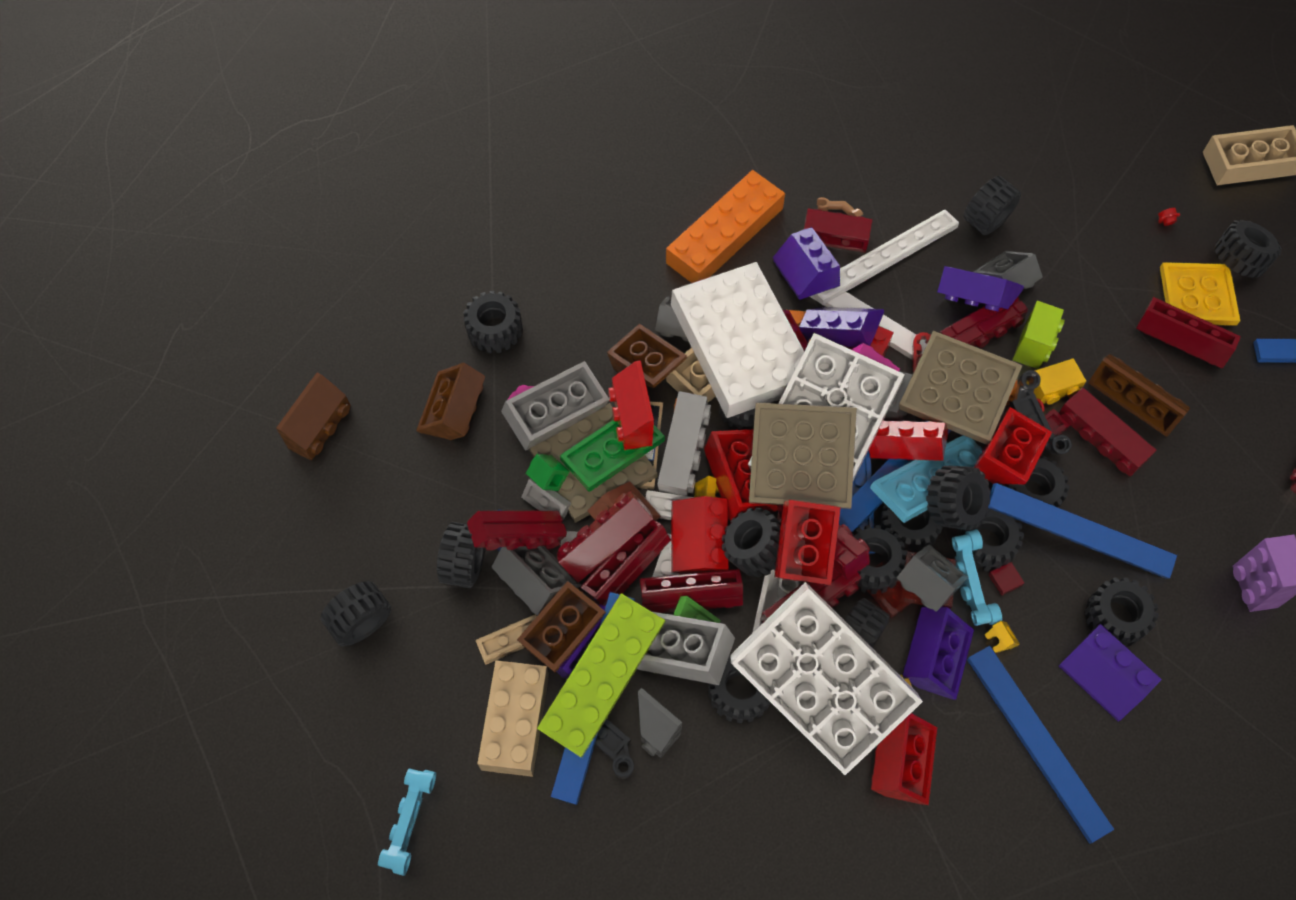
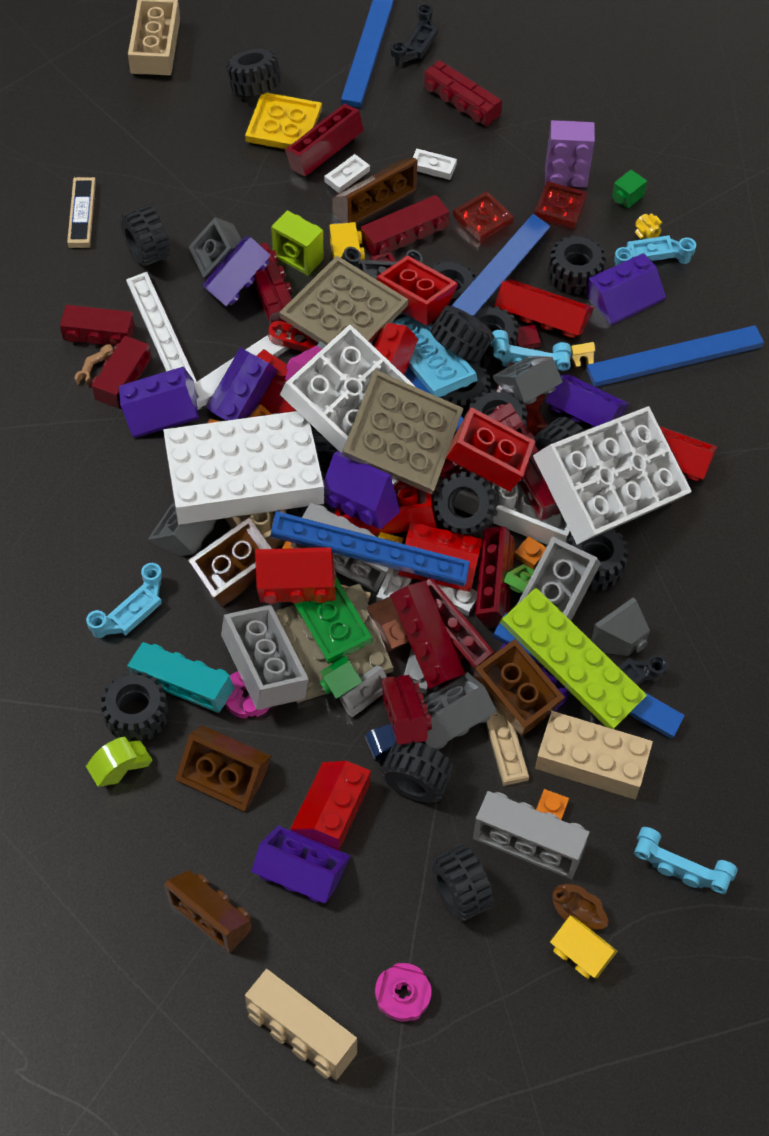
camera: 80 degrees left, 5 degrees down
(216, 508) = (300, 1025): none -> tan brick
(268, 600) = (416, 983): none -> dark pink plate
(313, 736) = (583, 947): none -> yellow brick
(355, 728) = (577, 902): none -> reddish brown arm
(369, 482) = (300, 864): none -> dark purple slope
(414, 668) = (530, 834): none -> light grey brick
(429, 497) = (332, 802): none -> red slope
(443, 322) = (115, 759): none -> lime brick
(458, 689) = (552, 803): none -> orange plate
(527, 349) = (183, 677): none -> teal brick
(593, 300) = (133, 609): none -> medium azure plate
(674, 463) = (370, 548): none -> blue tile
(725, 228) = (86, 466): orange brick -> none
(730, 444) = (360, 491): none -> dark purple slope
(738, 625) = (530, 552): none -> orange plate
(881, 199) = (96, 325): none -> dark red brick
(1011, 156) = (81, 213): none -> tile
(1052, 588) = (543, 307): none -> red slope
(1154, 506) = (483, 216): none -> clear red plate
(1156, 365) = (347, 173): none -> white plate
(1168, 216) = (195, 117): red plate -> none
(1180, 695) = (657, 249): none -> medium azure plate
(1205, 584) = (560, 204): none -> clear red plate
(1206, 444) = (435, 164): none -> white plate
(1210, 684) = (648, 226): none -> yellow gear
(1260, 655) = (629, 189): none -> green brick

